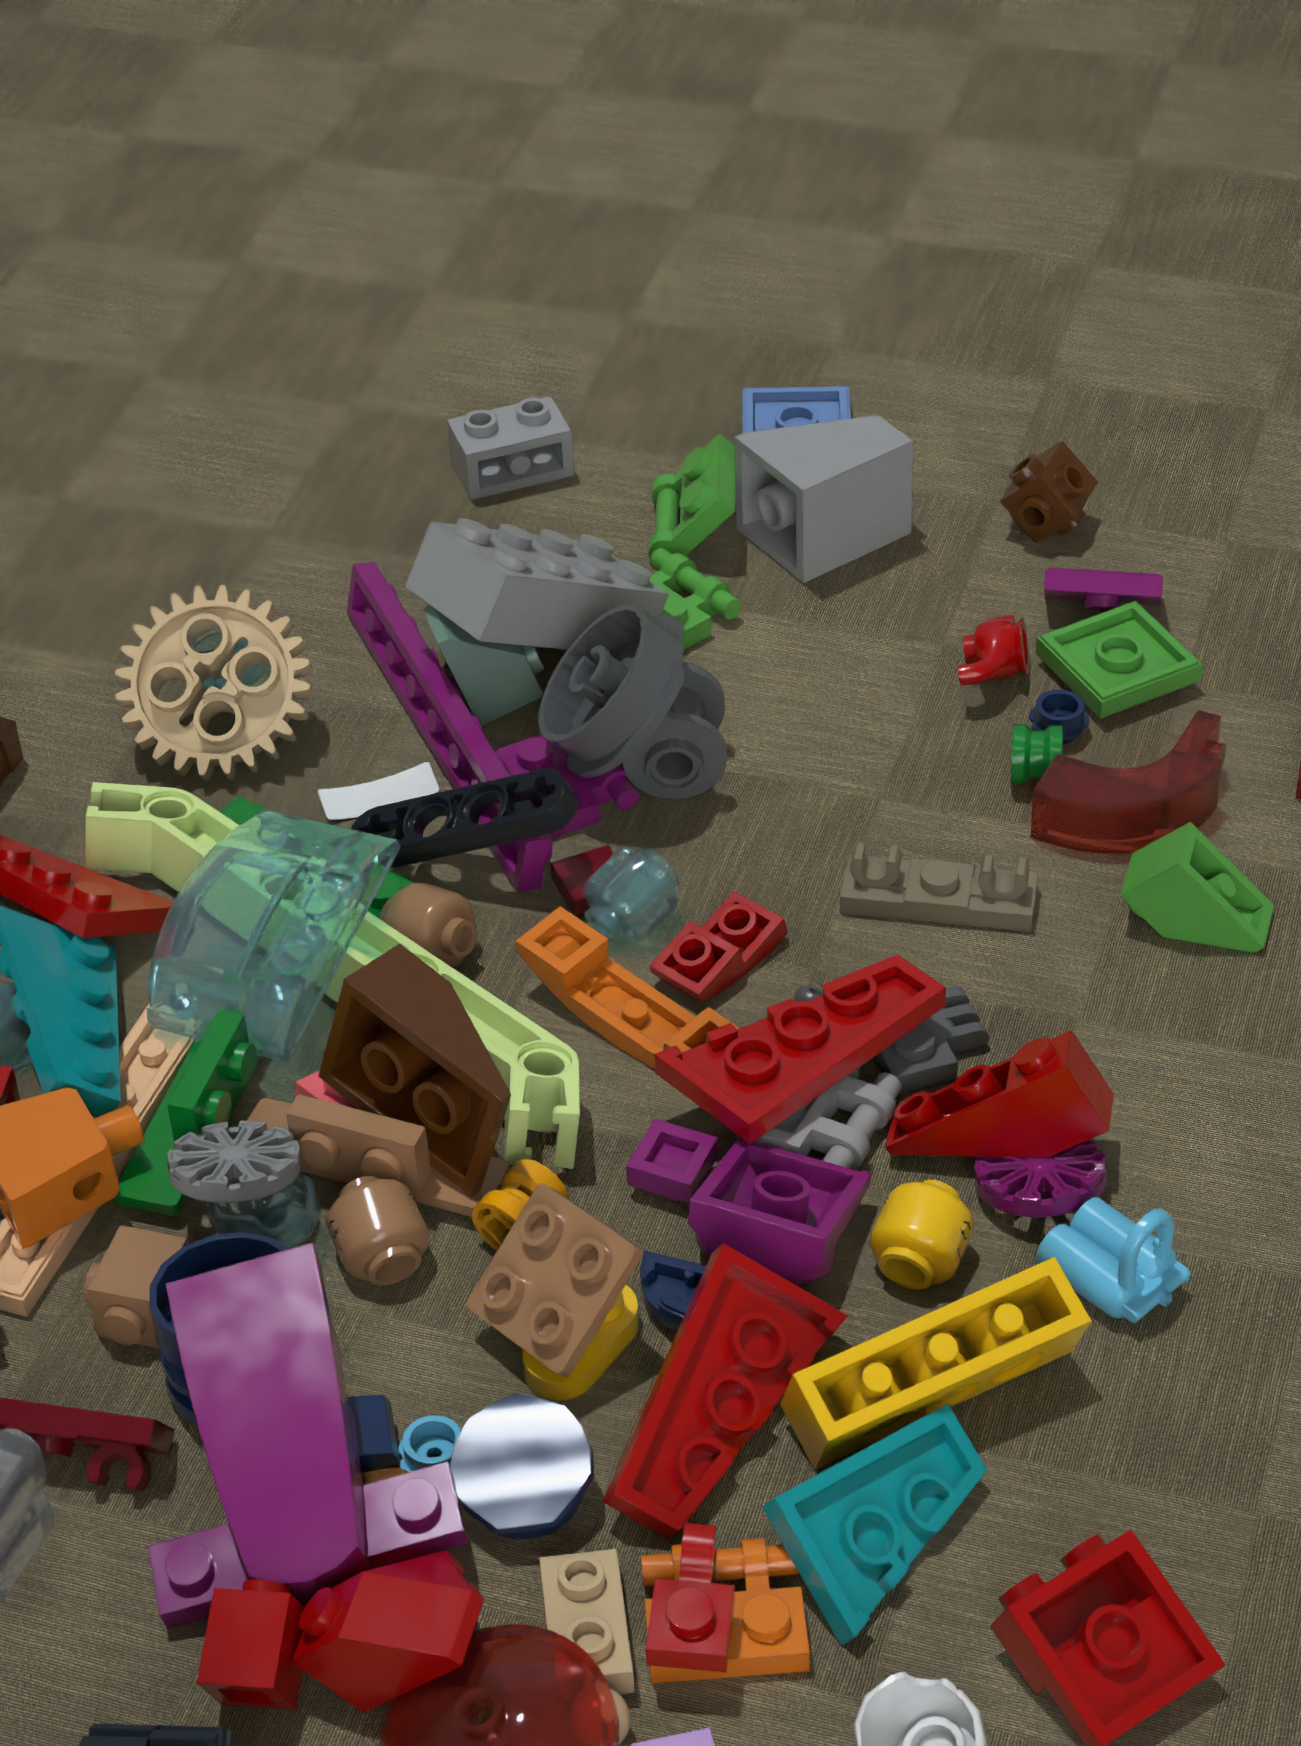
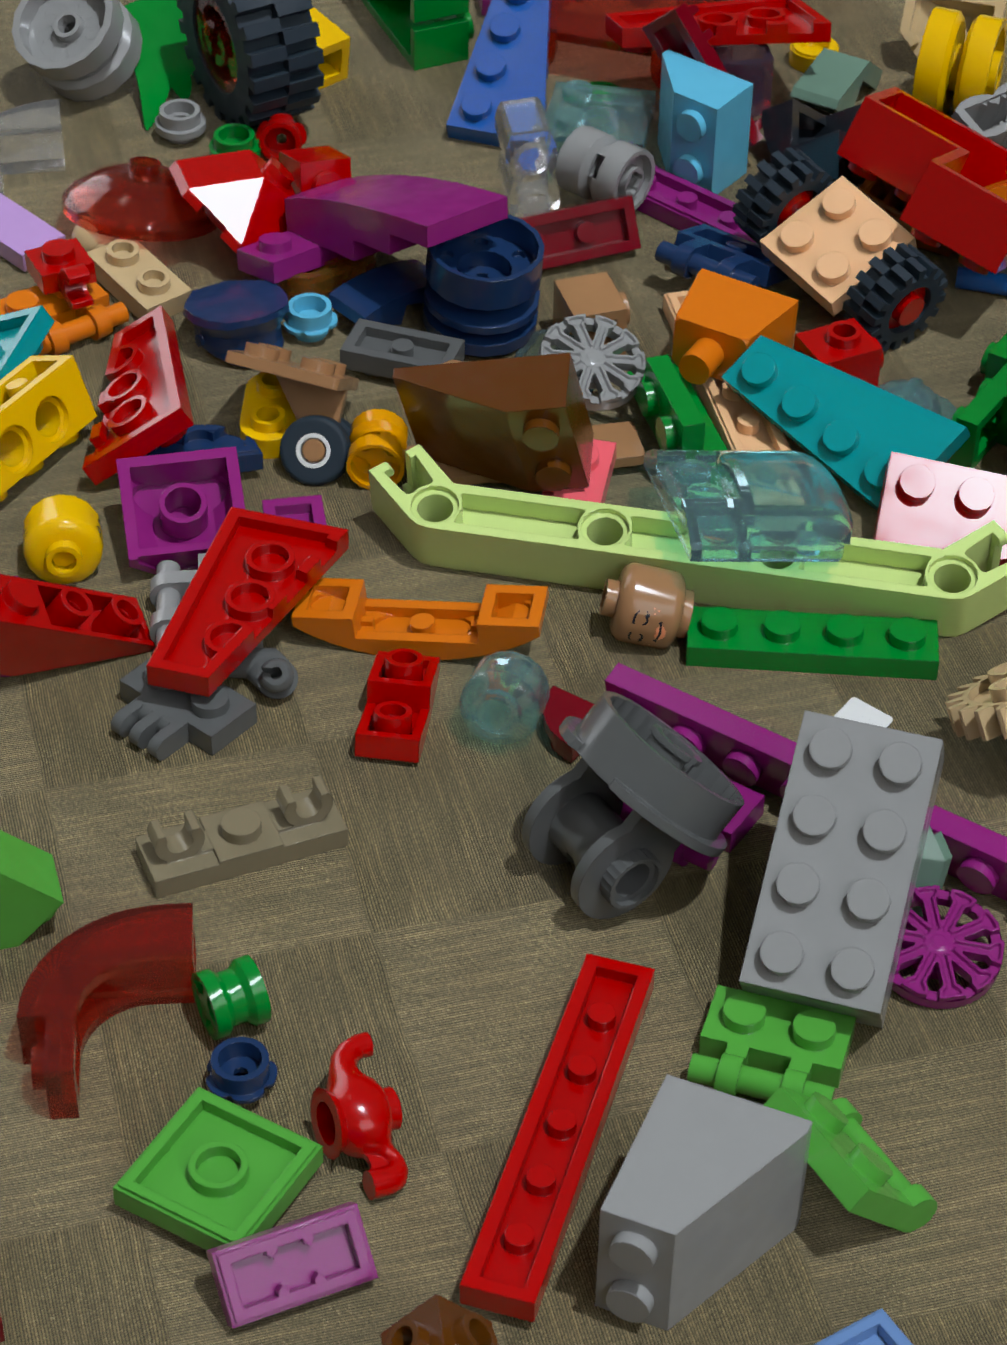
camera: 145 degrees right, 0 degrees up
(387, 1341) = (381, 347): none -> dark grey plate
(531, 807) = (693, 665): black beam -> none
(854, 602) = (557, 1140): none -> red plate

